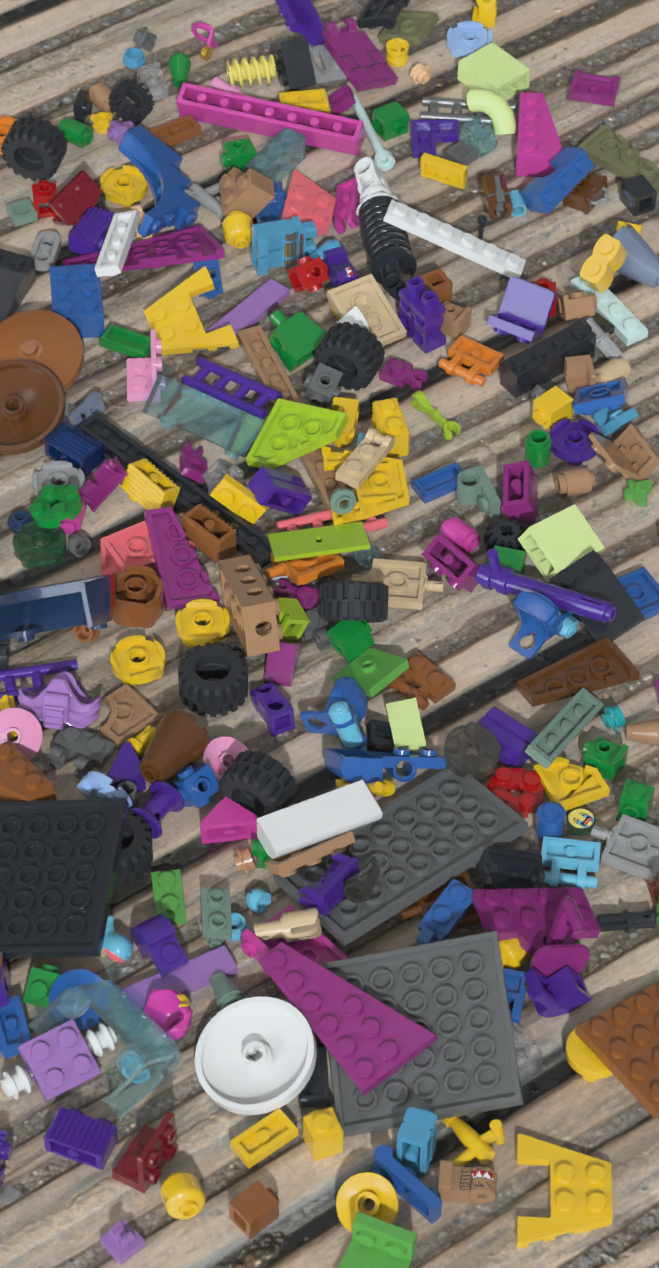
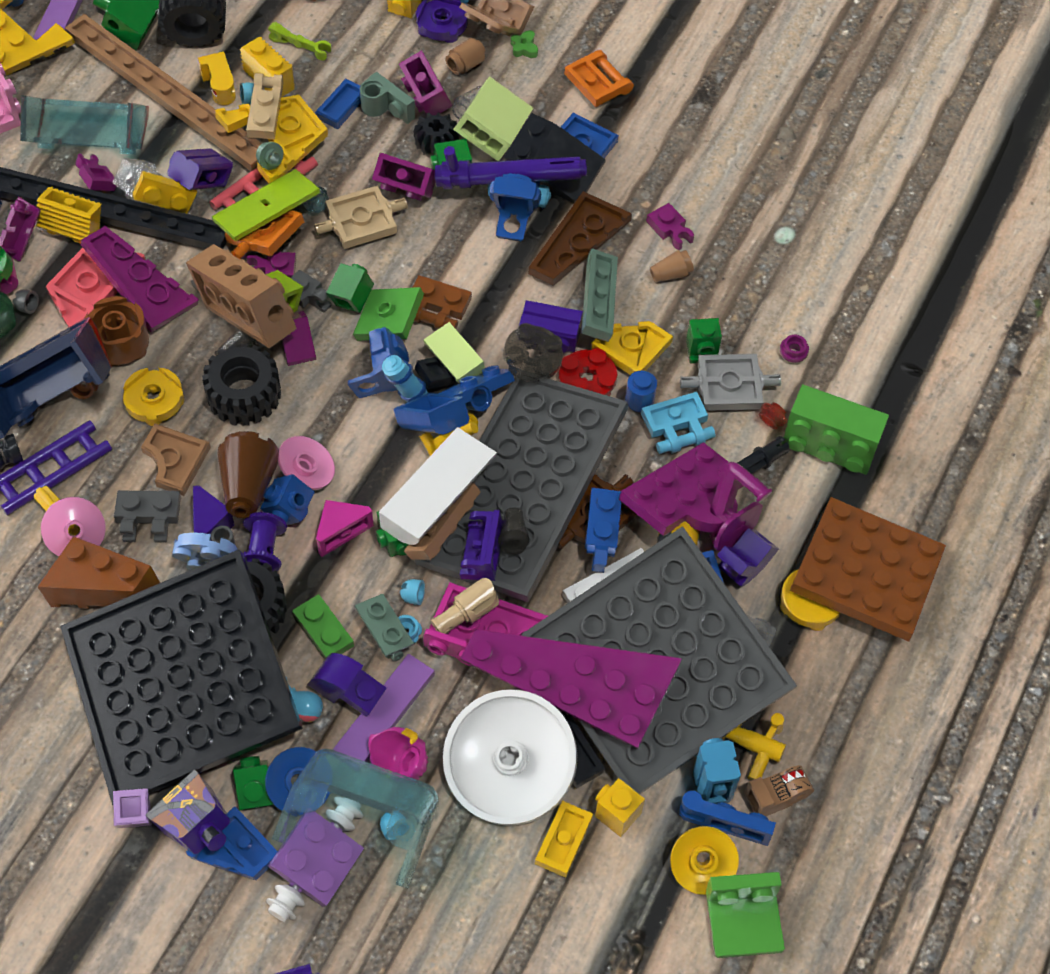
camera: 30 degrees left, 10 degrees up
(61, 703) = (102, 473): medium lavender piece -> none
(81, 1137) = (385, 929): dark purple brick -> none
(142, 740) = (206, 475): yellow pin -> none
(147, 1154) = (458, 916): dark red bracket -> none
(181, 1194) = (522, 942): yellow head -> none
(197, 610) = (199, 345): yellow plate -> none
(209, 533) = (155, 237): dark orange brick -> none
(225, 990) = (439, 703): sand green cone -> none
(235, 400) = (101, 95): dark purple bar -> none
(244, 860) = (376, 555): nougat plate -> none
(254, 1209) = (600, 920): dark orange brick -> none
(258, 783) = (354, 475): black tyre -> none
(273, 708) = (315, 388): dark purple leg -> none
(294, 431) = (180, 106): lime plate -> none
(323, 385) = (180, 50): dark grey brick -> none
(353, 601) = (338, 251): black tyre -> none
(401, 373) = (242, 13): magenta plate -> none
(460, 534) = (391, 144): dark pink brick -> none
(510, 869) = (635, 455): black hinge -> none
(538, 448) = (416, 36): green brick -> none
(577, 1192) = (878, 746): yellow wing -> none
(580, 821) = (665, 376): tile -> none
(605, 756) = (648, 306): green brick -> none
(613, 718) = (632, 266): teal plate -> none

